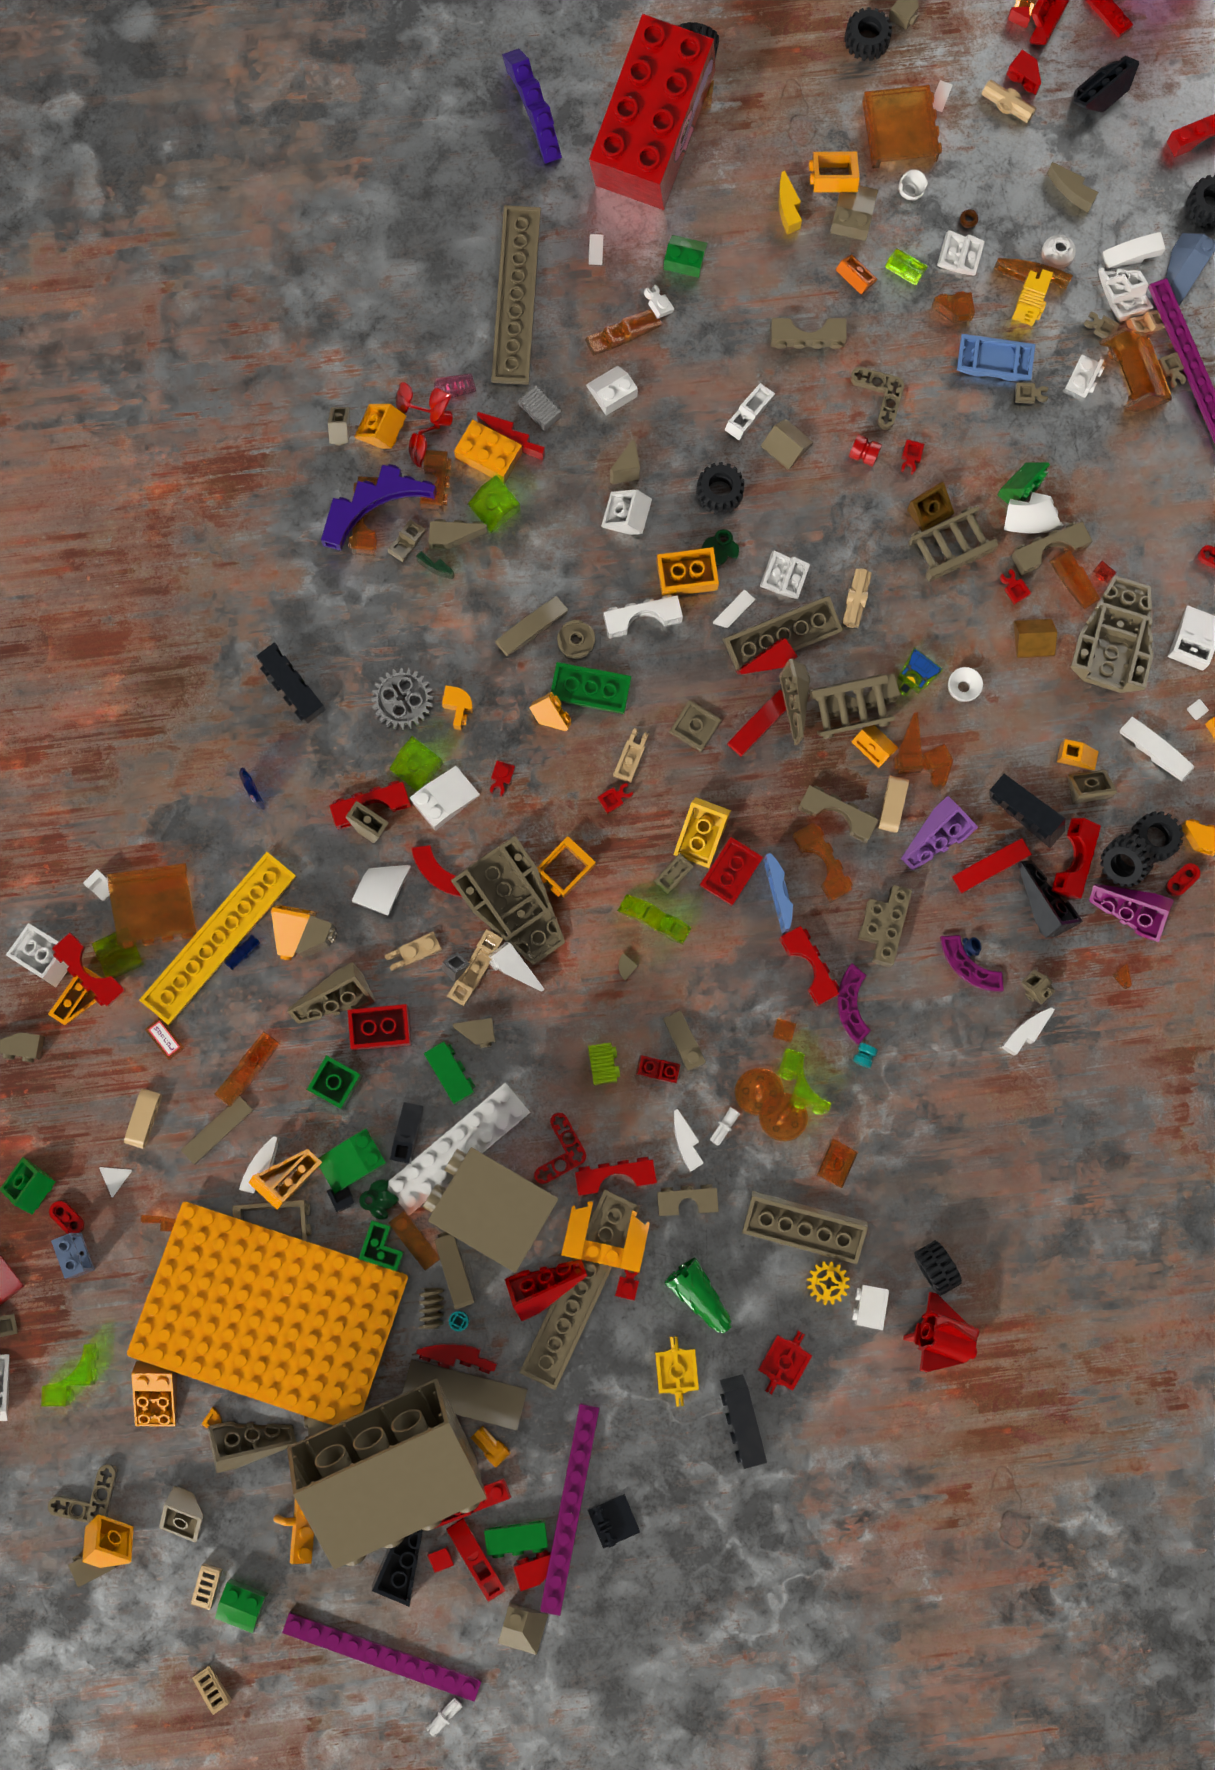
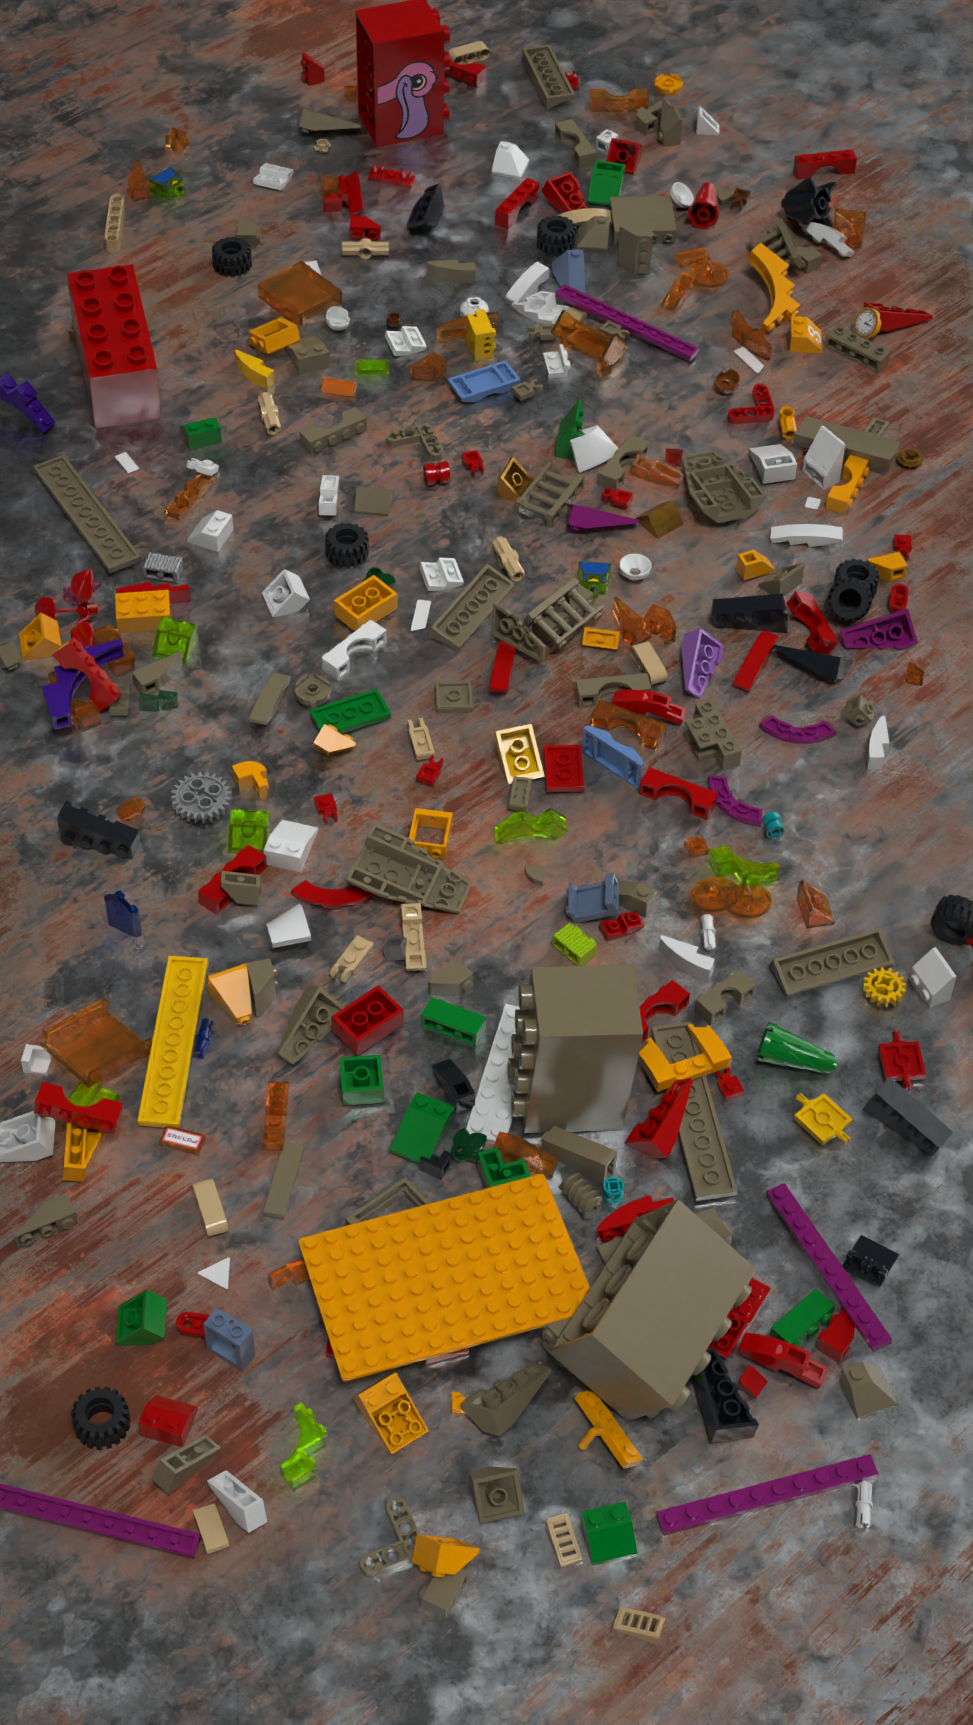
camera: 35 degrees left, 30 degrees down
(260, 1163) = (346, 1182): white slope -> none
(285, 1178) = (376, 1166): light orange wedge -> none
(335, 672) = (130, 809): none -> clear orange brick
(375, 487) = (74, 656): none -> red arch
(510, 963) = (447, 915): white slope -> none
(626, 466) = (264, 564): dark tan slope -> none
(650, 1031) = (593, 900): none -> sand blue panel
(764, 271) = (269, 413): none -> tan piece
(772, 658) = (477, 622): red slope -> none
(856, 852) = (647, 701): none -> red slope
(966, 596) = (586, 517): none -> magenta wedge
(972, 946) = (787, 716): dark blue plate -> none

